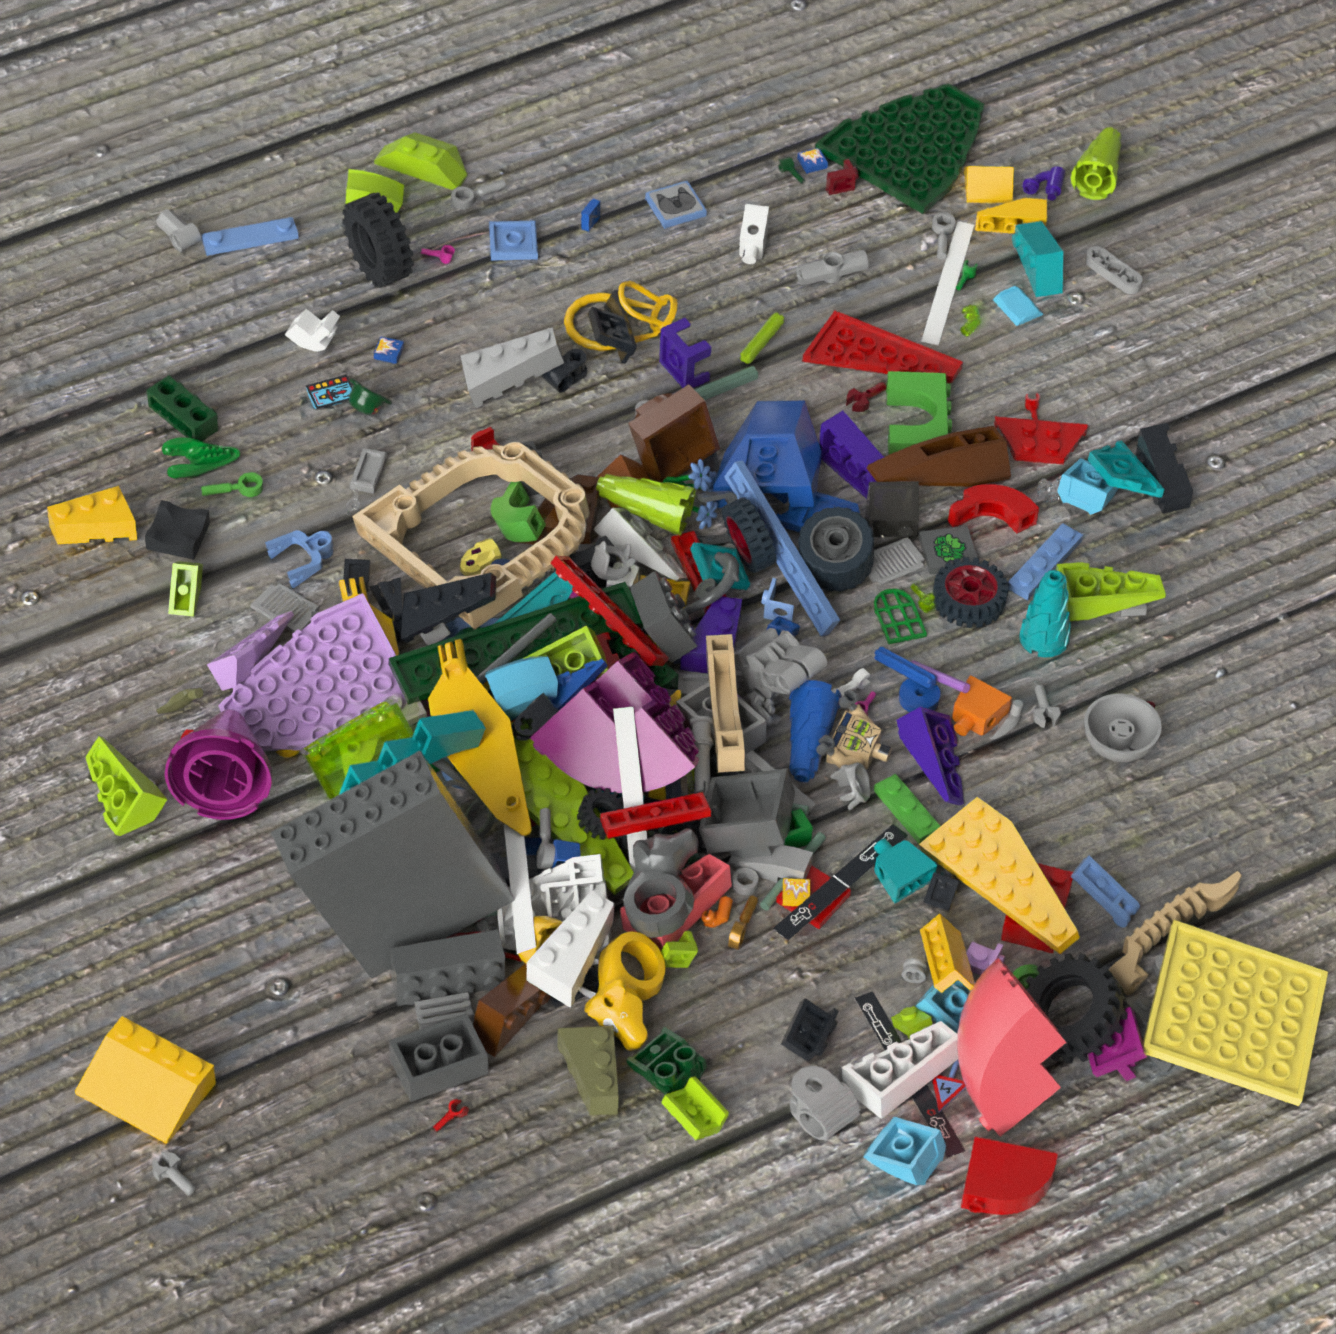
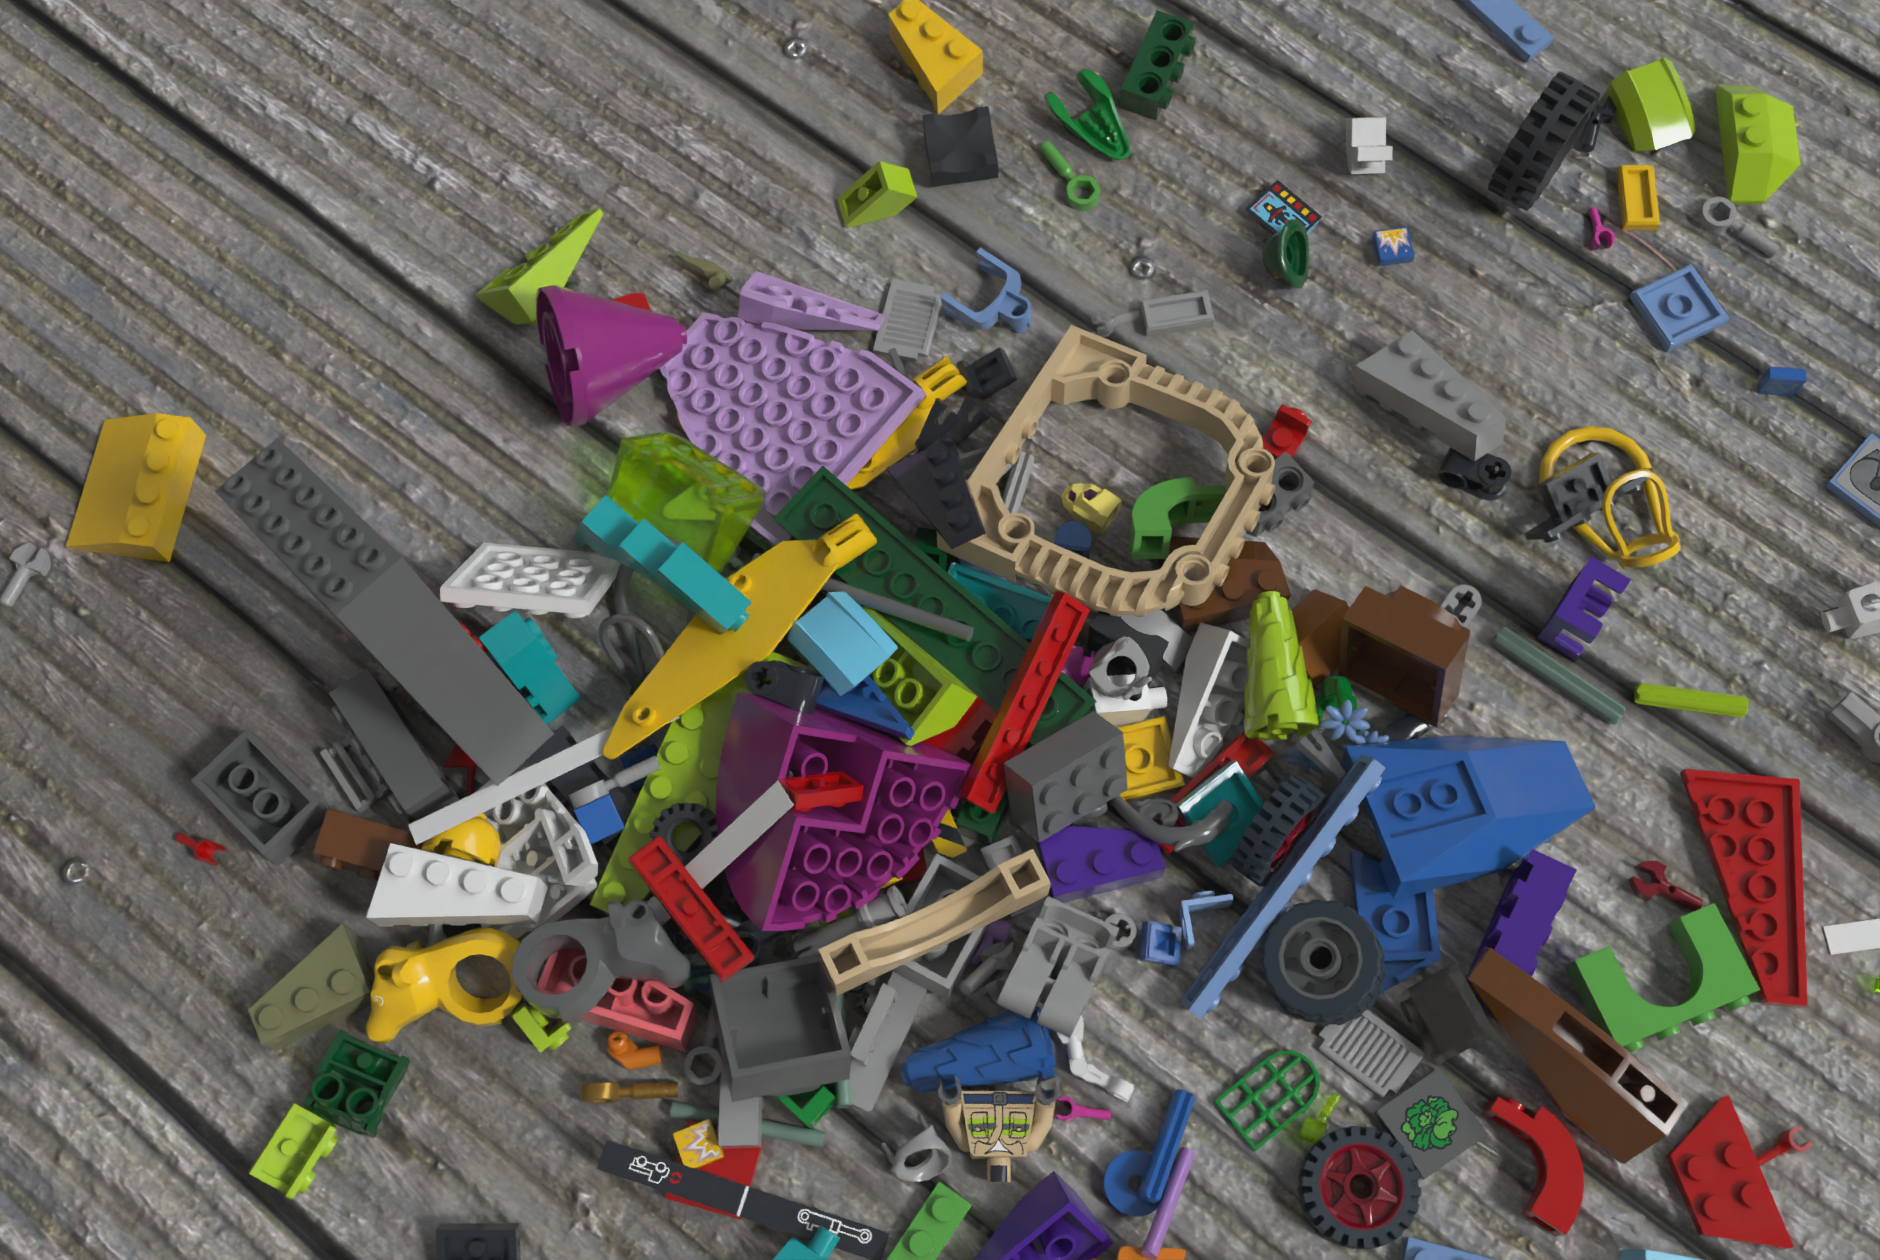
camera: 75 degrees right, 20 degrees up
(428, 227) = (1637, 198): none -> yellow tile
(625, 699) = (822, 789): none -> red plate

